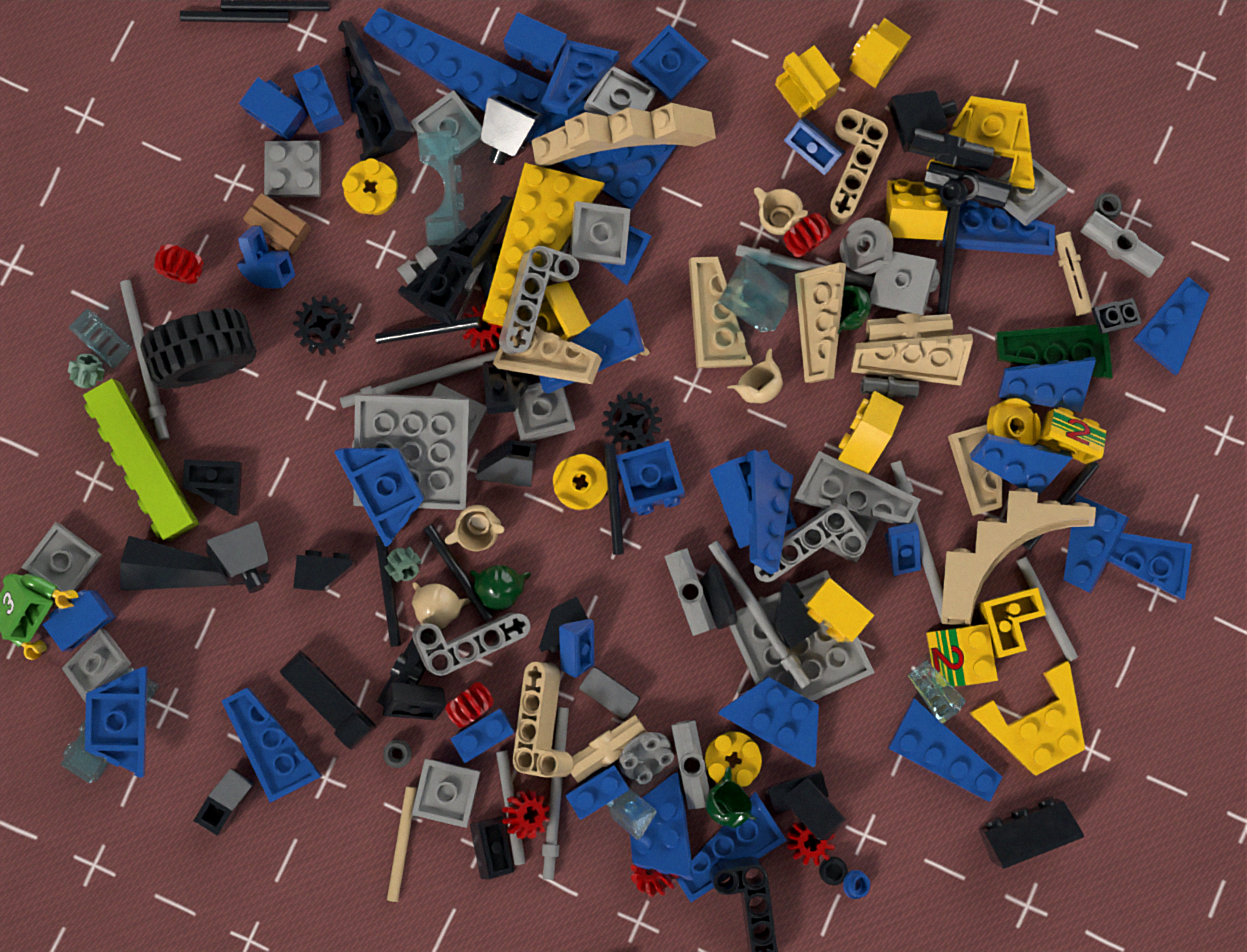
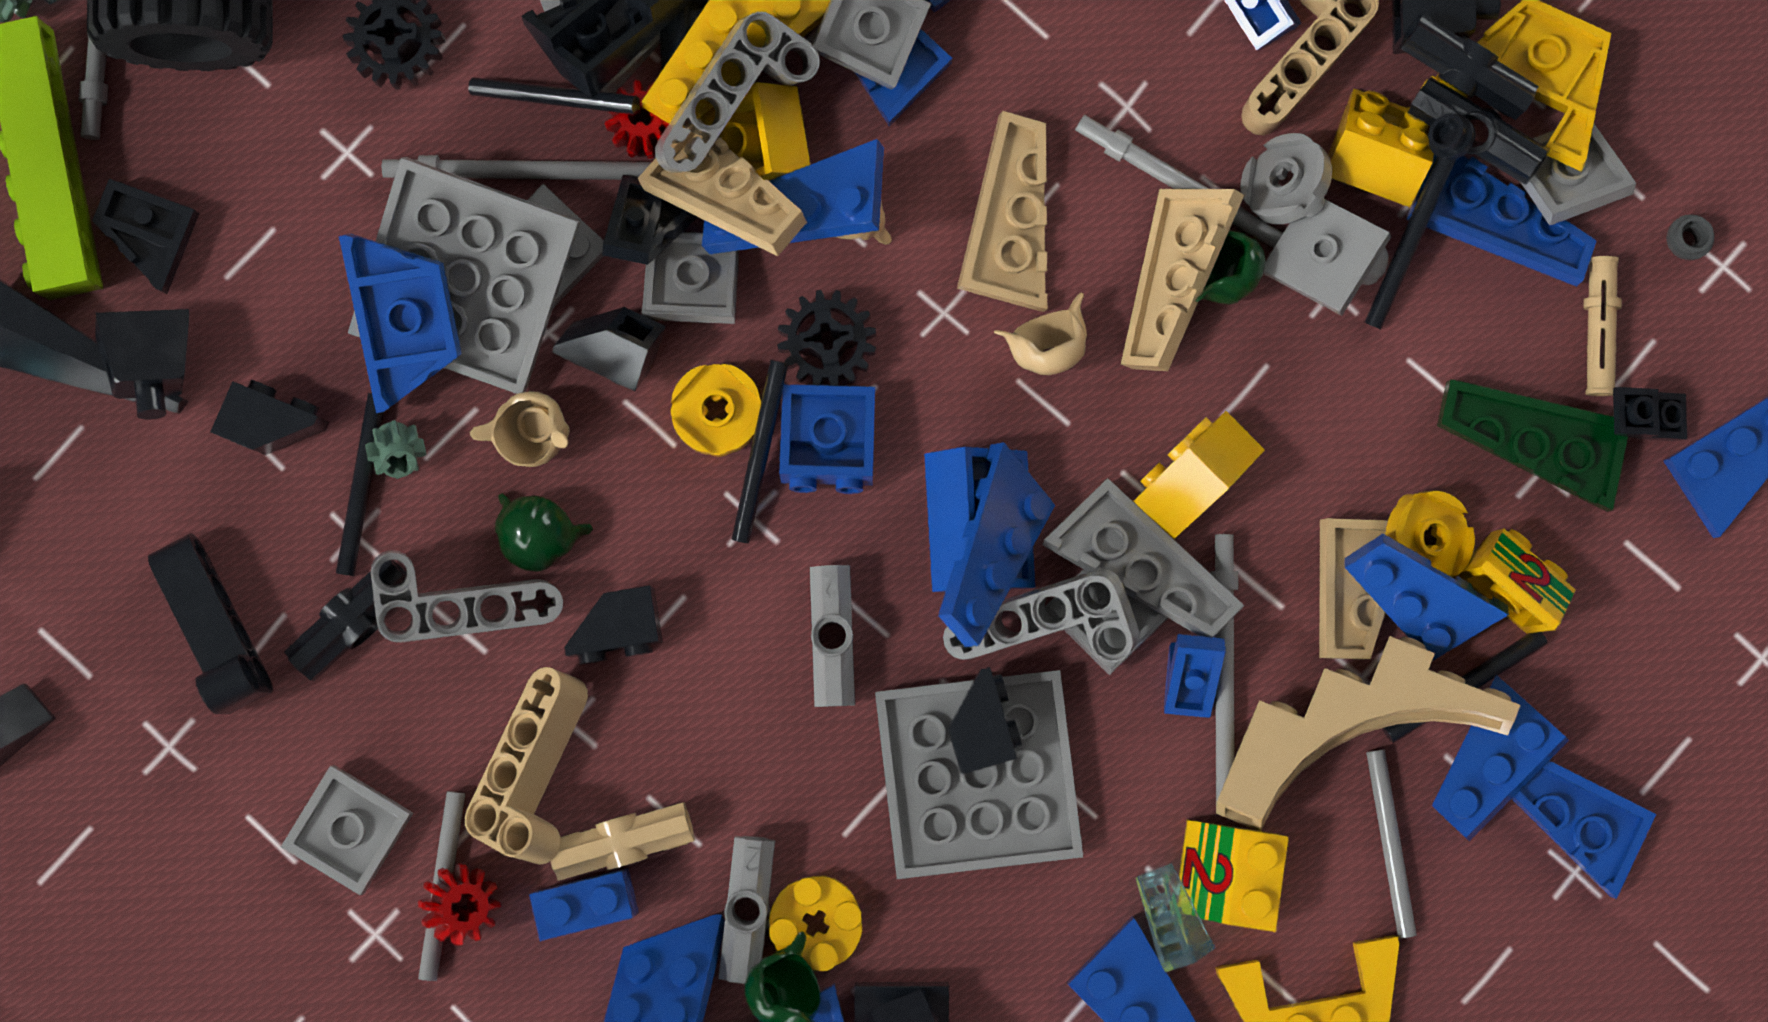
camera: 15 degrees right, 0 degrees up
(272, 752) = (94, 672): blue wing -> none
(388, 753) = (277, 744): dark grey plate -> none
(401, 844) = (251, 890): tan bar -> none
(414, 701) = (342, 670): black slope -> none
(436, 604) = (428, 530): tan hair -> none
(458, 572) = (478, 488): black bar -> none
(469, 704) = (426, 702): red gear -> none
(483, 735) = (433, 757): blue brick -> none
(491, 848) = (391, 940): black slope -> none
(550, 849) = (484, 970): light grey bar -> none
(577, 647) = (625, 665): blue slope -> none
(609, 692) = (655, 754): slope -> none
(632, 813) = (626, 955): clear light blue slope -> none
(645, 756) = (678, 874): light grey dish -> none
(718, 598) = (873, 660): black slope -> none
(756, 295) = (1086, 202): clear light blue slope -> none
(778, 717) = (906, 879): blue wing -> none
(779, 210) = (1166, 80): tan hair -> none
(789, 660) = (954, 795): light grey bar -> none
(807, 234) = (1198, 132): red gear -> none
(839, 611) = (1056, 740): yellow brick -> none
(889, 387) = (1252, 414): dark grey pin -> none
(908, 327) = (1312, 332): tan piece -> none
(920, 359) = (1314, 383): tan wing -> none
(1003, 619) = (1318, 832): yellow brick -> none
(1050, 384) = (1508, 488): blue wing -> none
(1137, 253) = (1715, 326): light grey piece -> none

